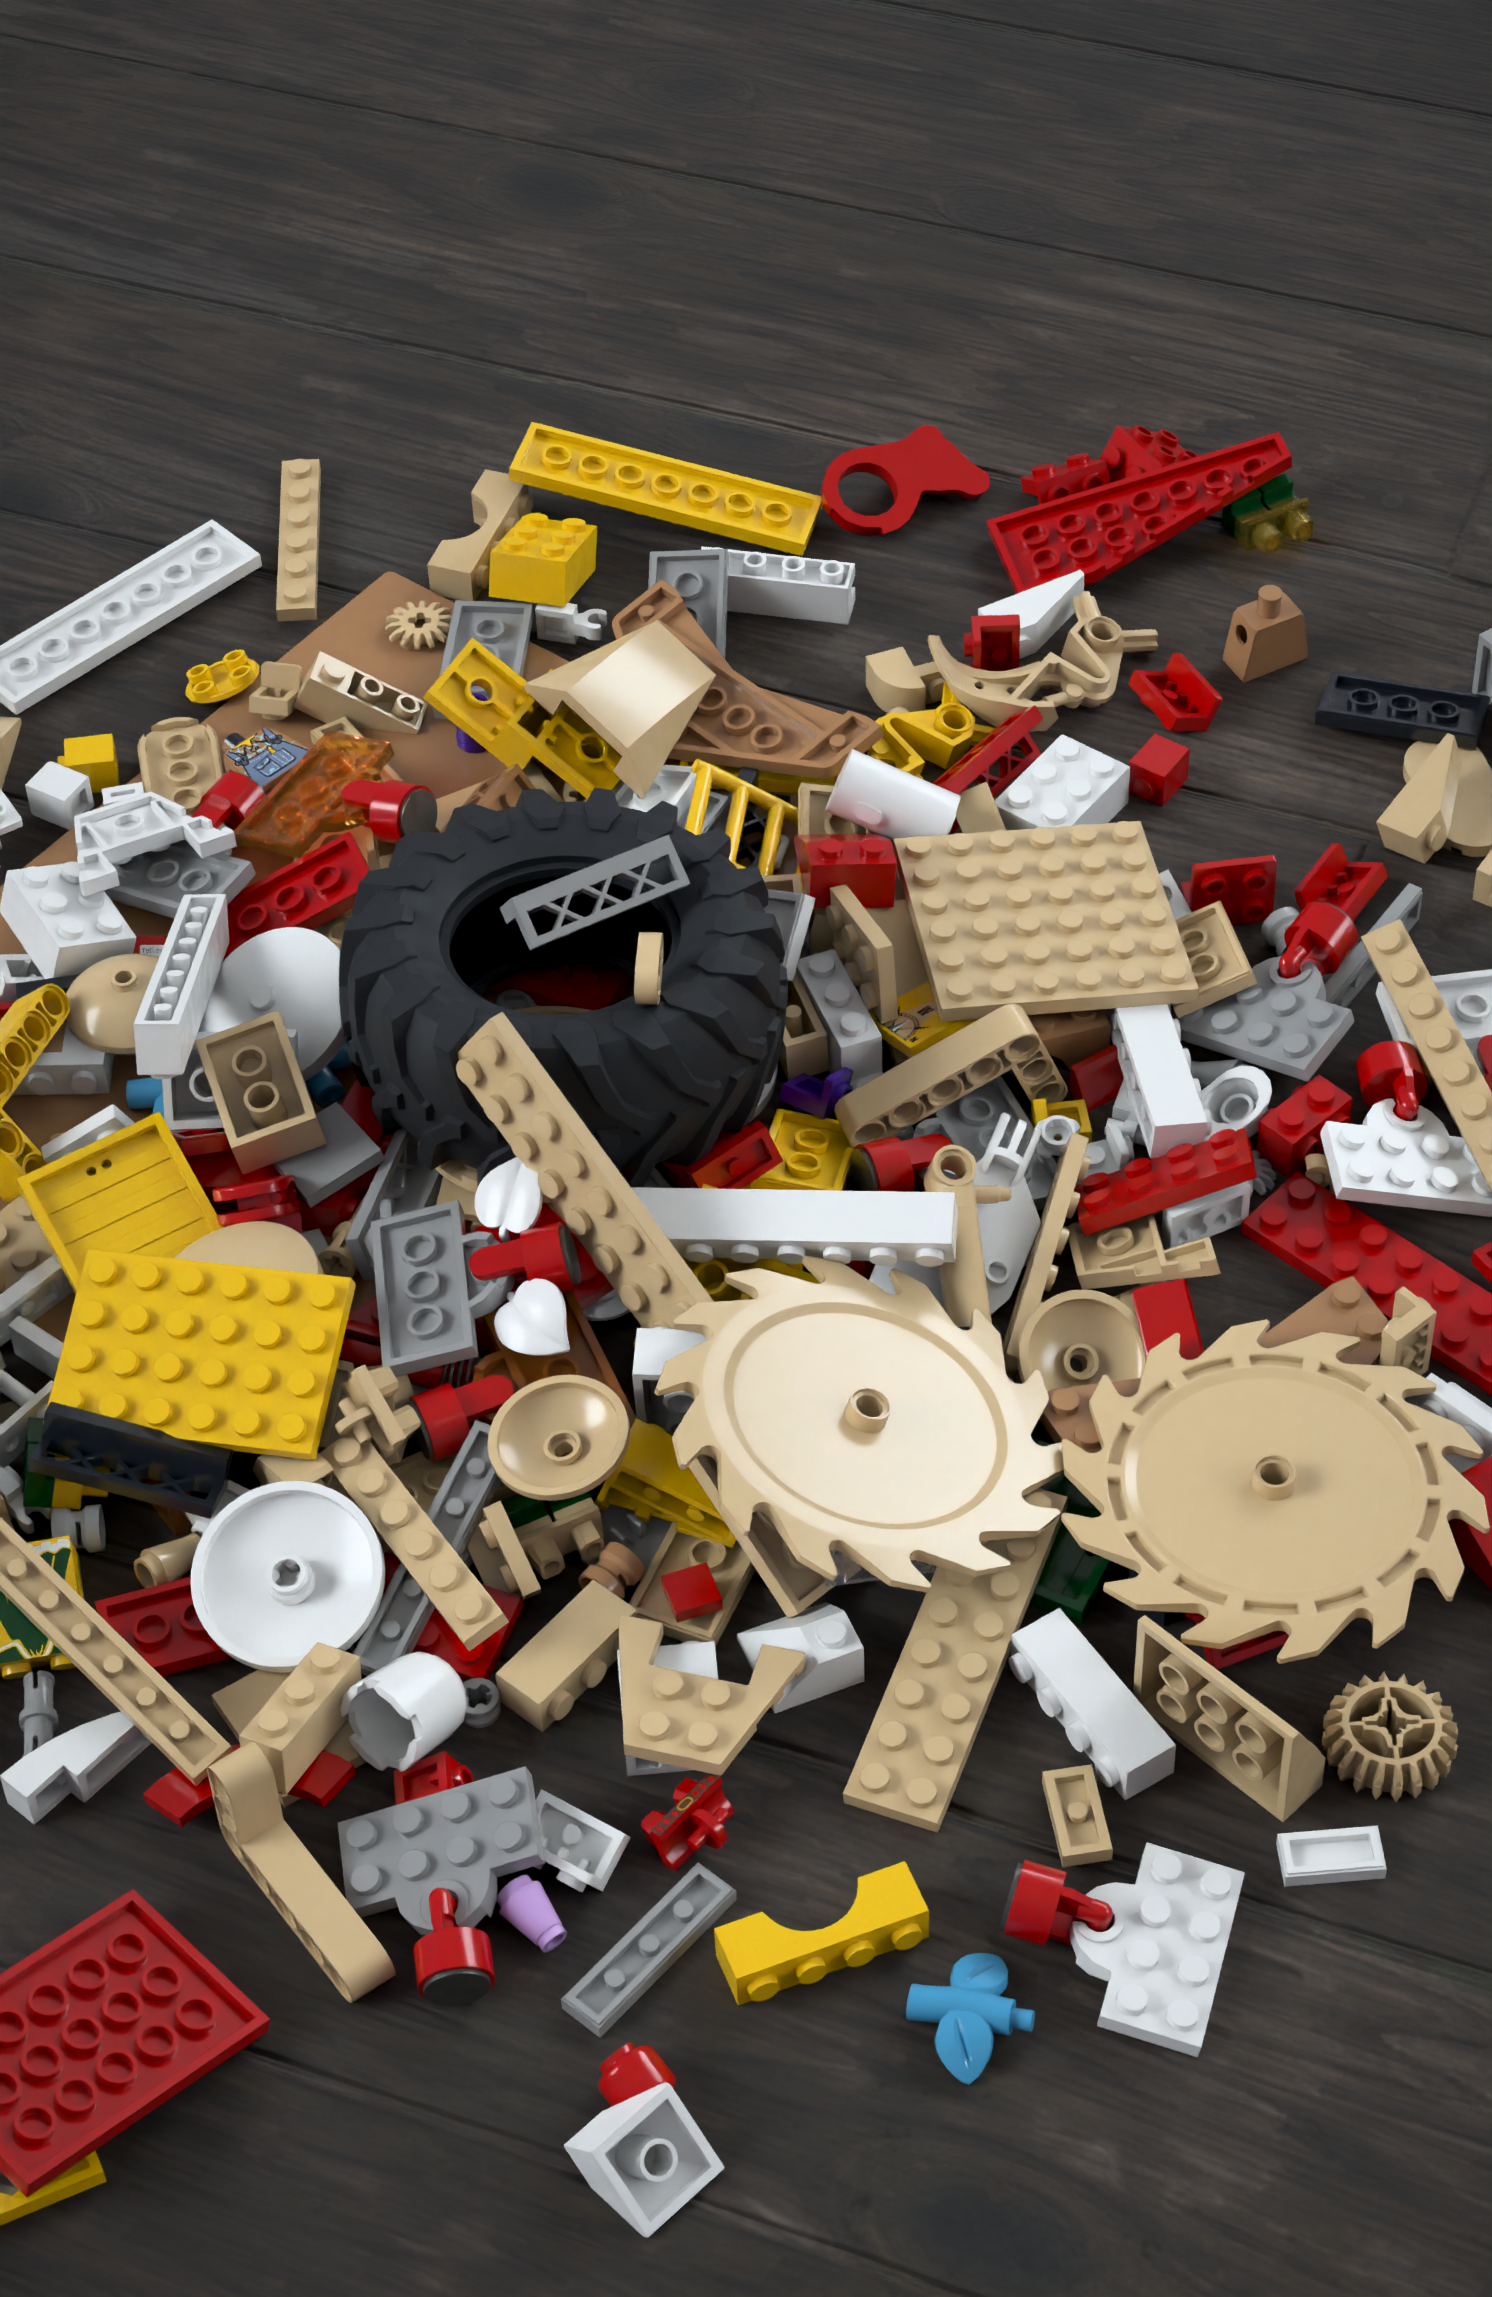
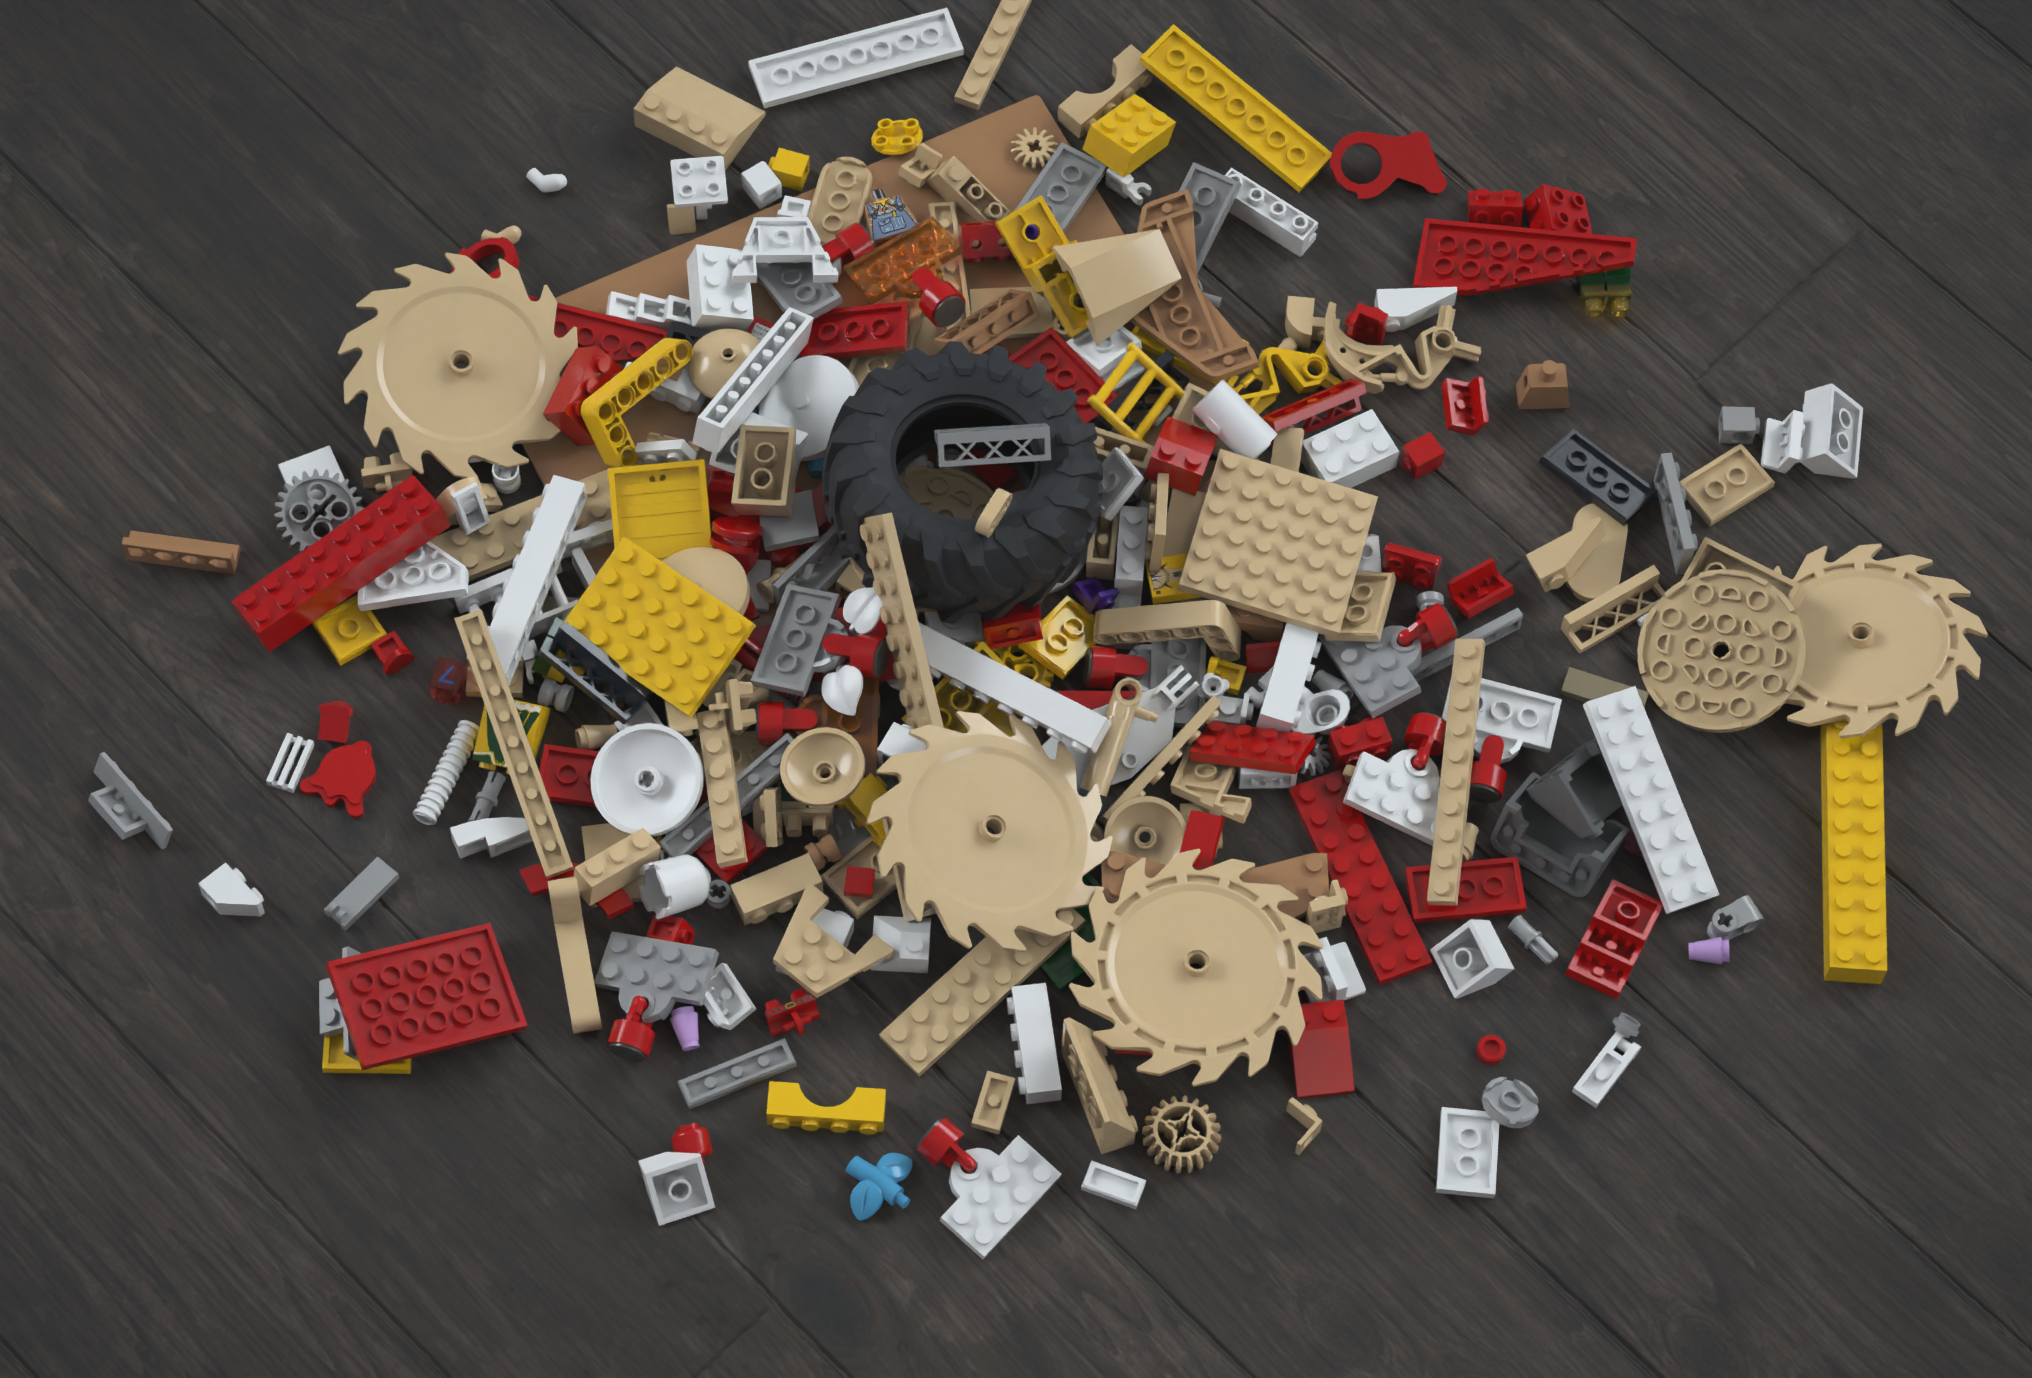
camera: 20 degrees right, 15 degrees up
(419, 737) = (987, 245): none -> red brick

